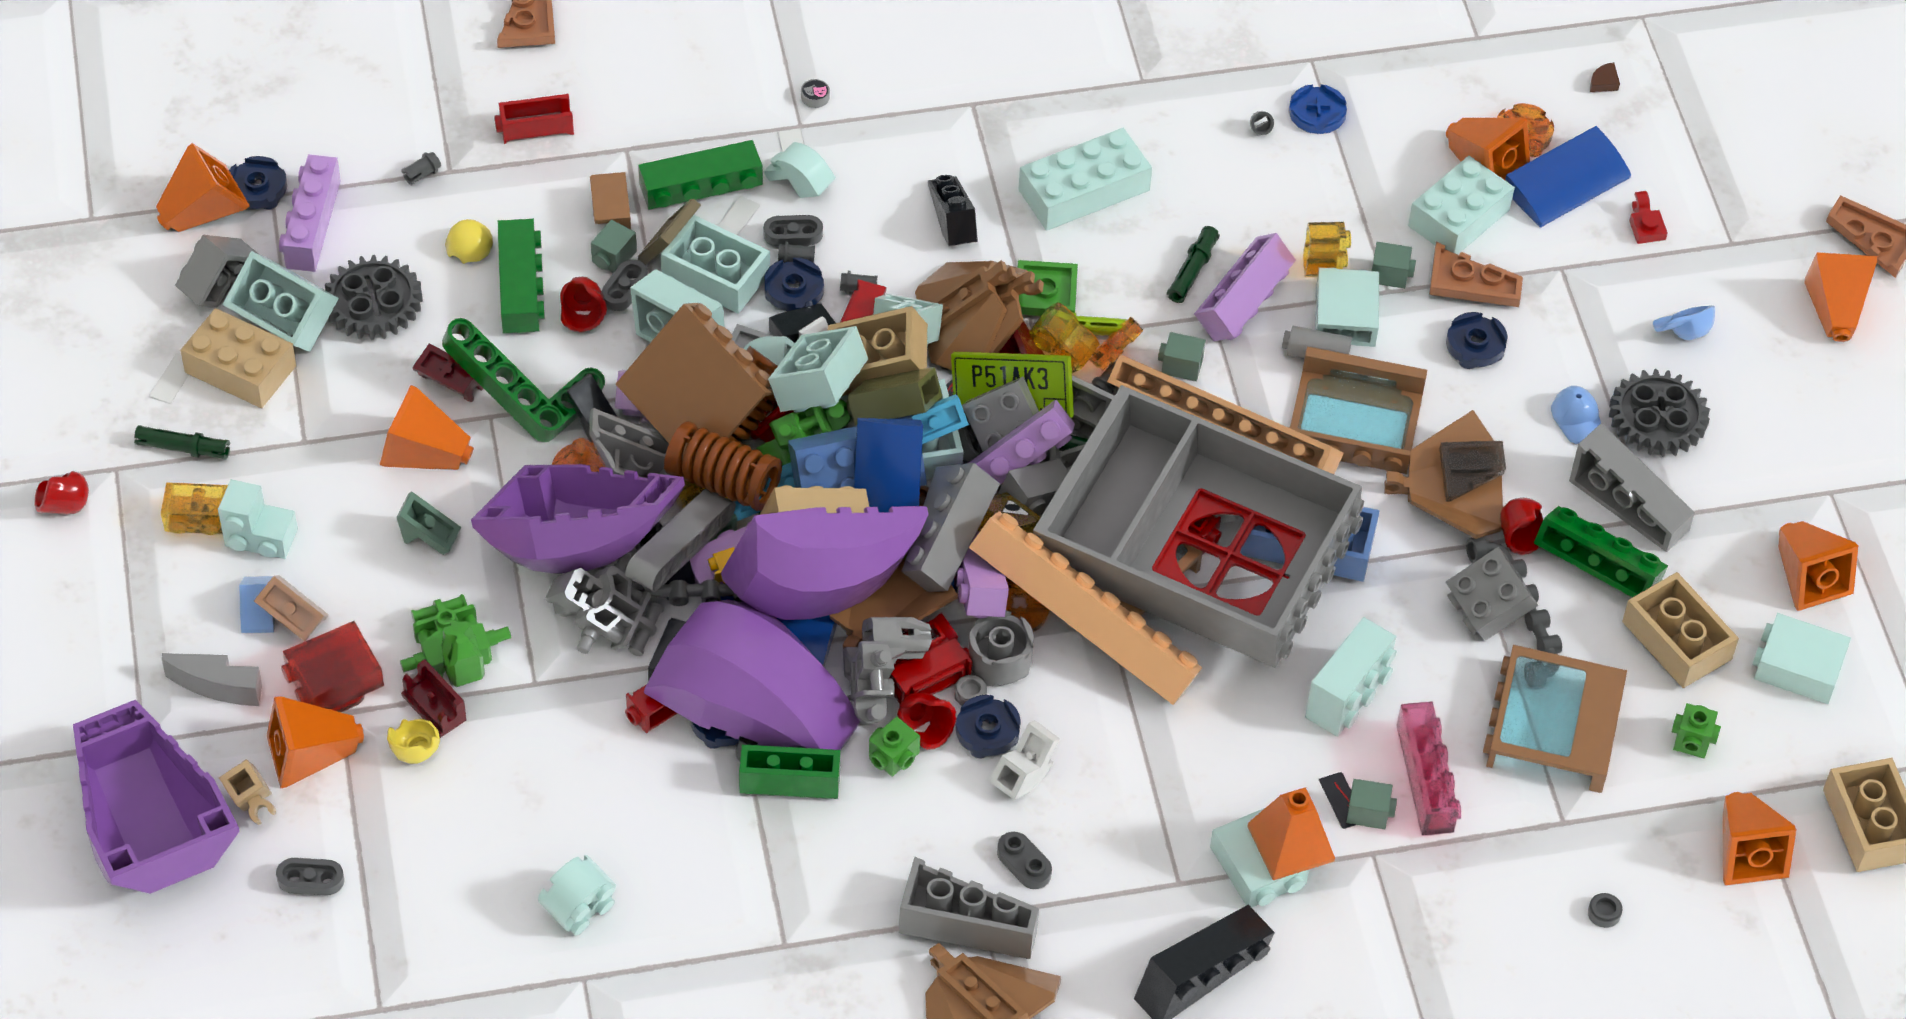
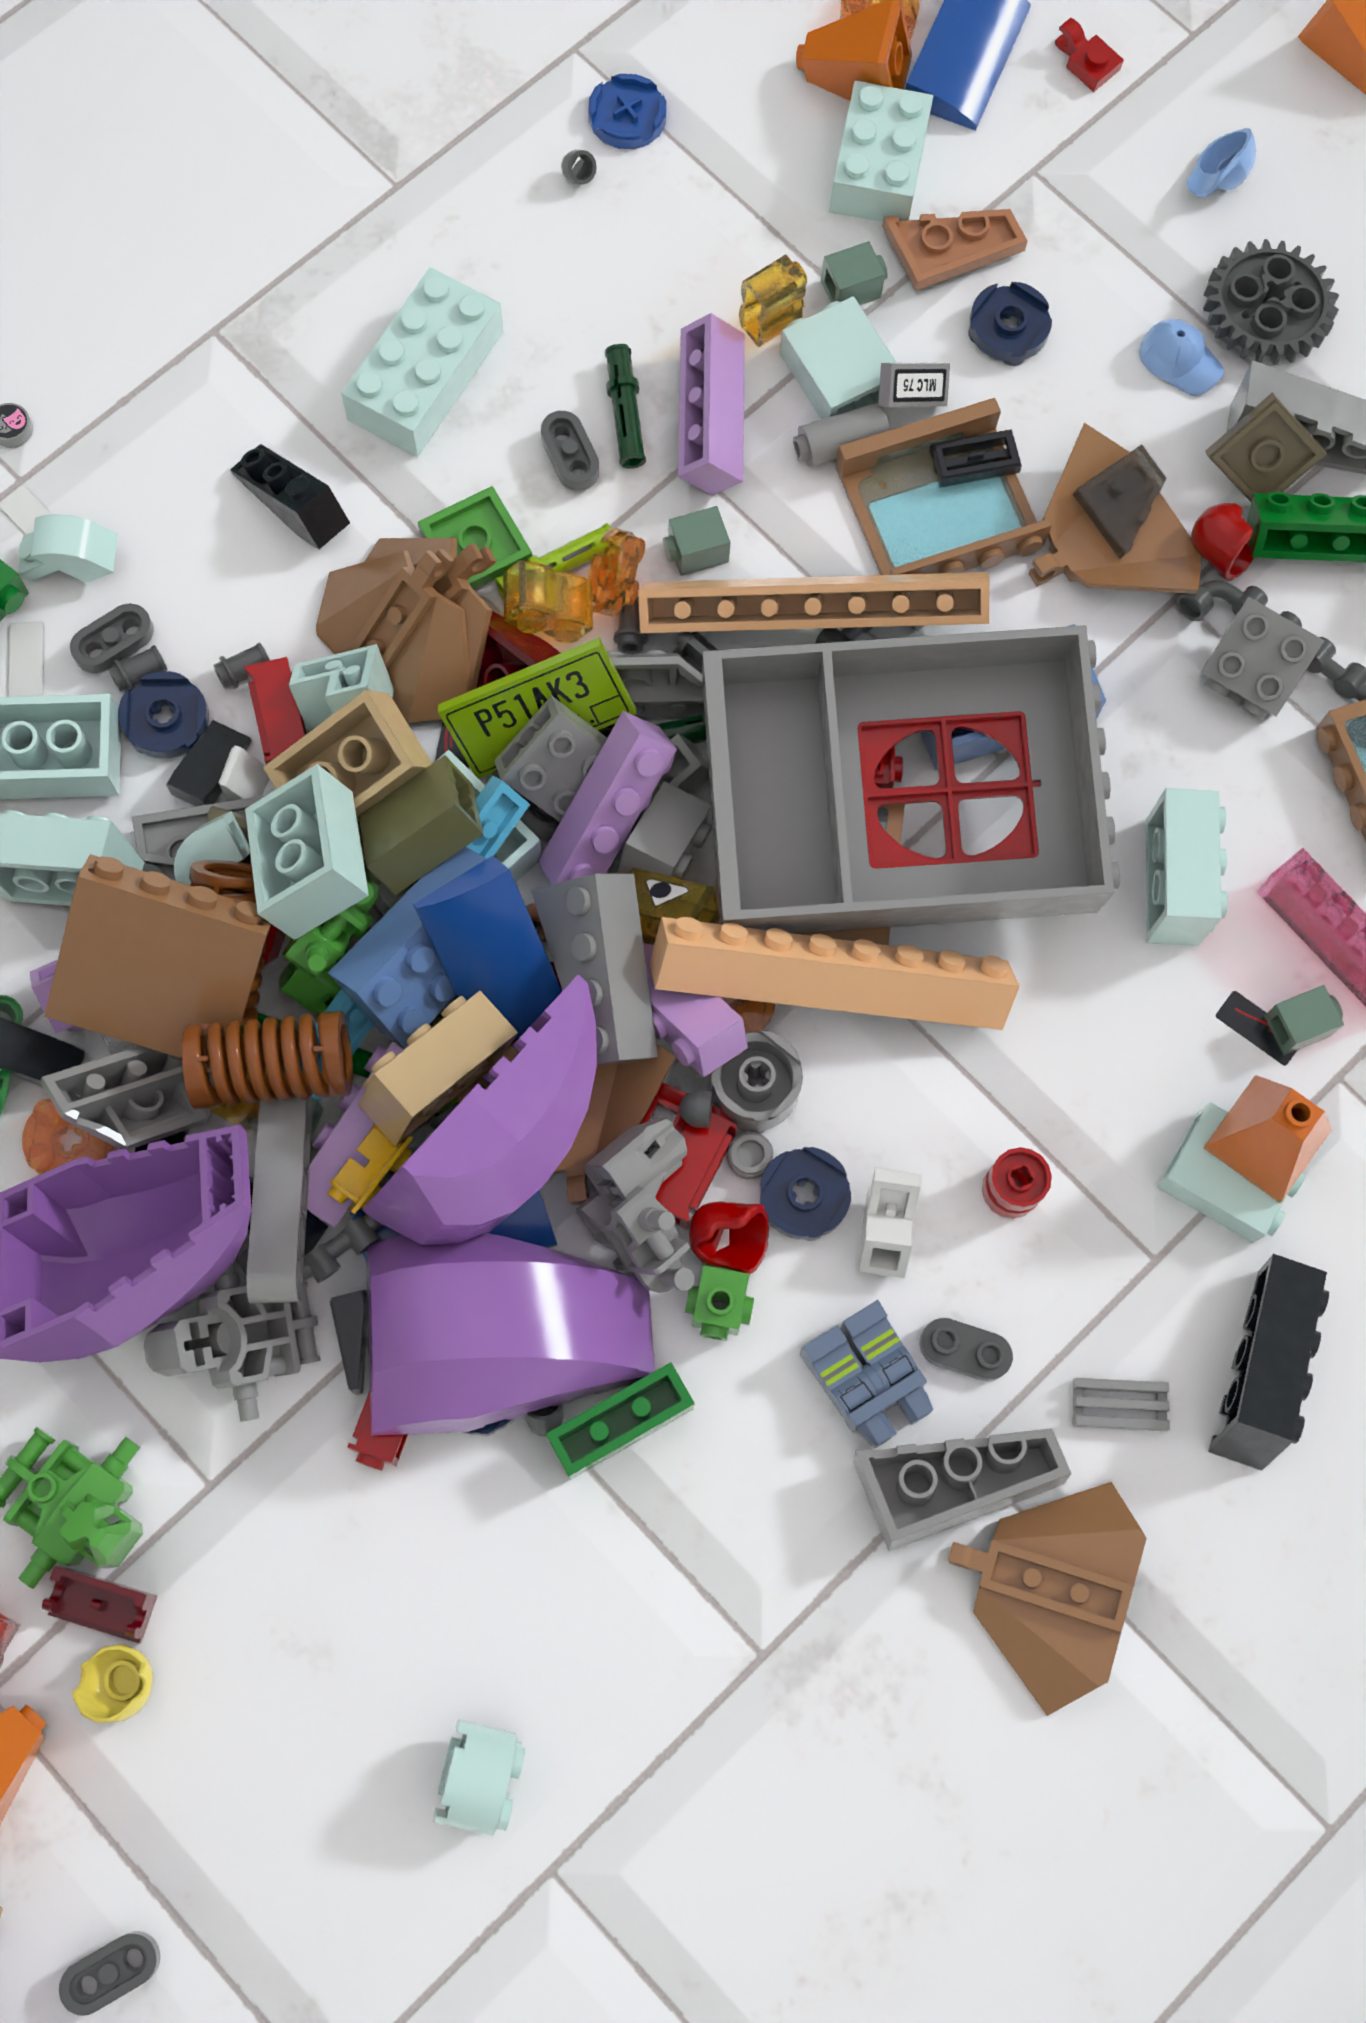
camera: 35 degrees left, 20 degrees up
(953, 635) = (697, 1108): none -> dark grey hinge
(958, 845) = (868, 1390): none -> sand blue hips
(1101, 936) = (1161, 1404): none -> light grey tile
(1119, 785) = (1016, 1182): none -> red wheel
(1140, 276) = (571, 453): none -> dark grey plate
(1381, 338) = (914, 384): none -> tile
(1393, 405) = (978, 464): none -> black tile
(1581, 482) = (1266, 450): none -> dark tan tile

